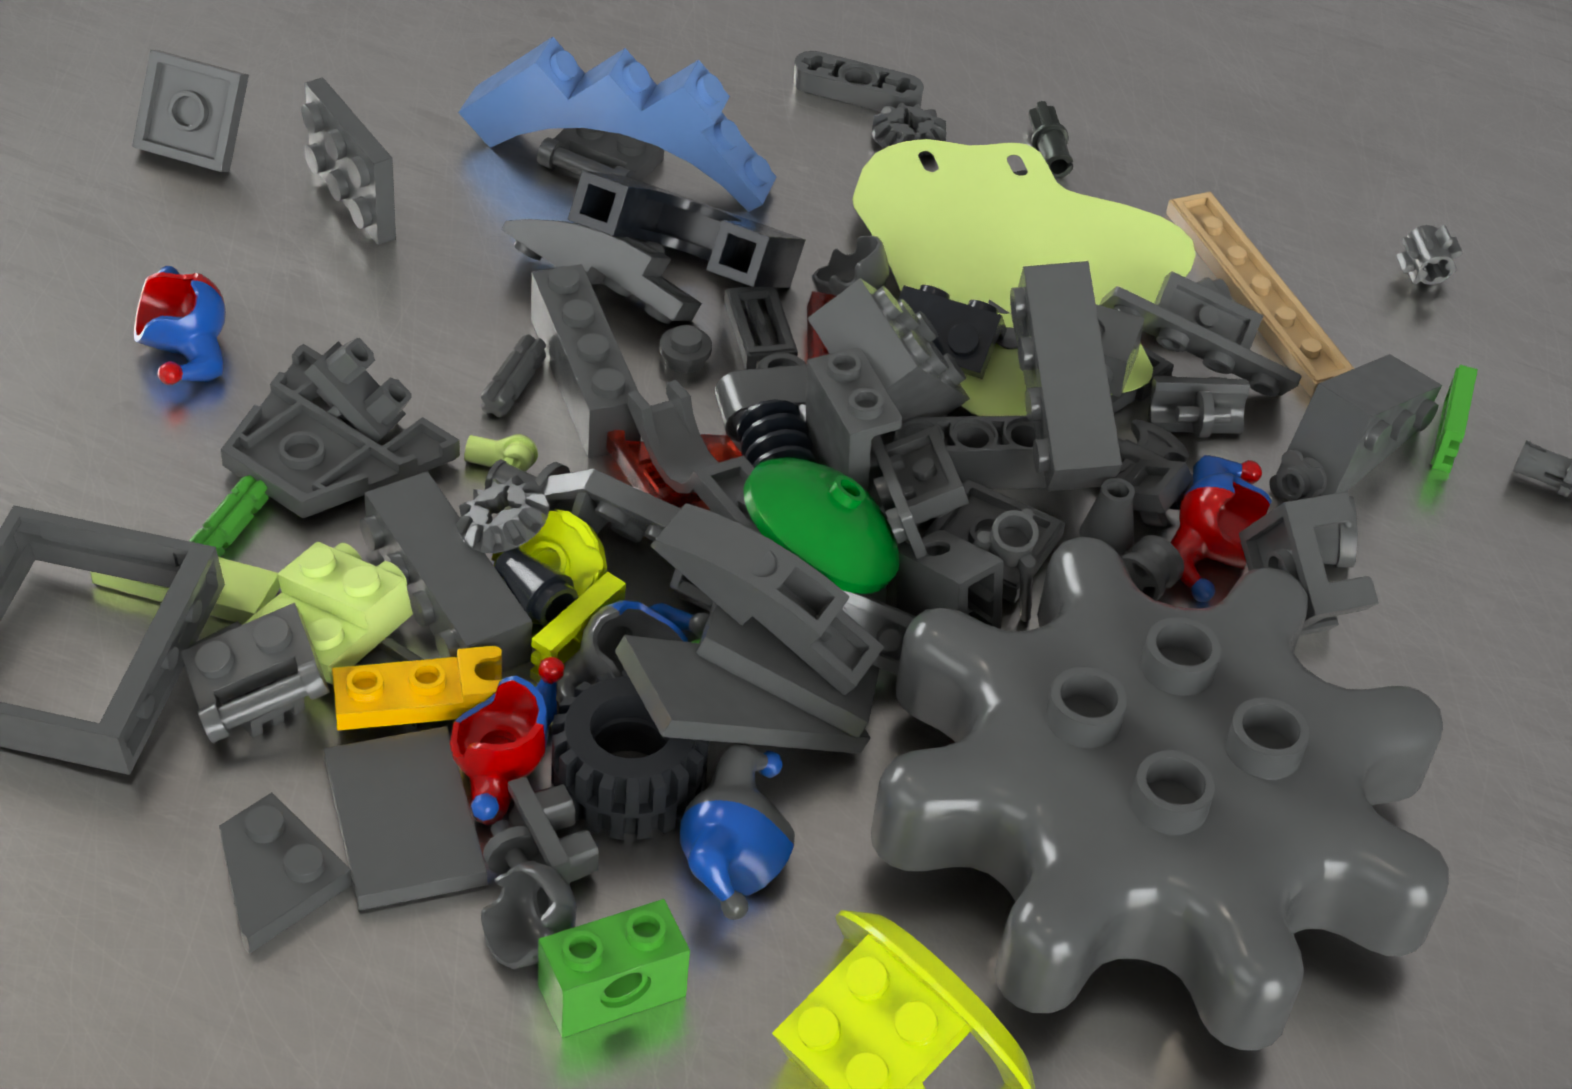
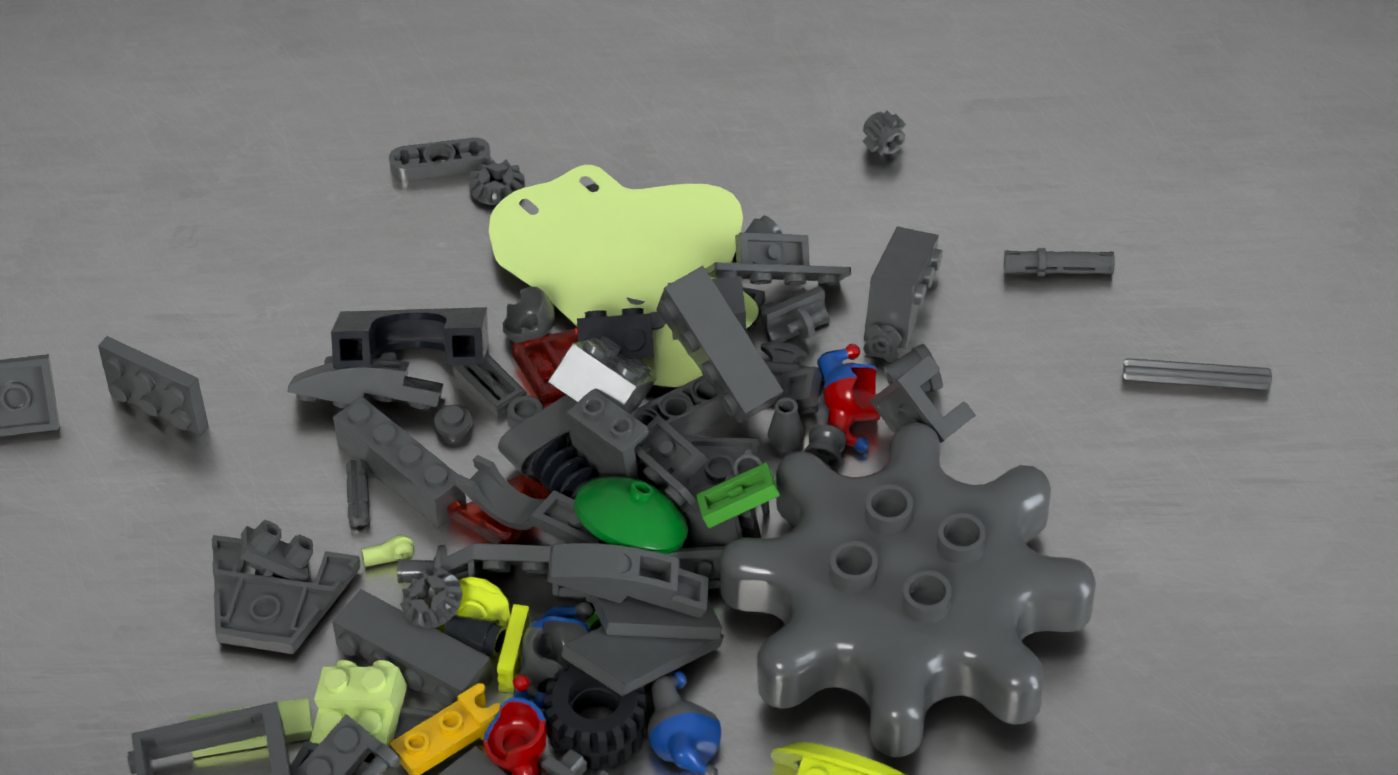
camera: 20 degrees left, 5 degrees up
(183, 318) = (120, 551): blue piece -> none
(232, 514) = (249, 675): bright green axle -> none
(599, 152) = (304, 295): dark grey plate -> none
(620, 97) = (304, 258): medium blue arch -> none
(979, 555) = (737, 495): none -> bright green tile
(1050, 139) = (594, 147): pearl dark grey axle -> none
(1257, 286) = (789, 208): tan tile -> none
(1453, 418) = (954, 252): bright green tile -> none

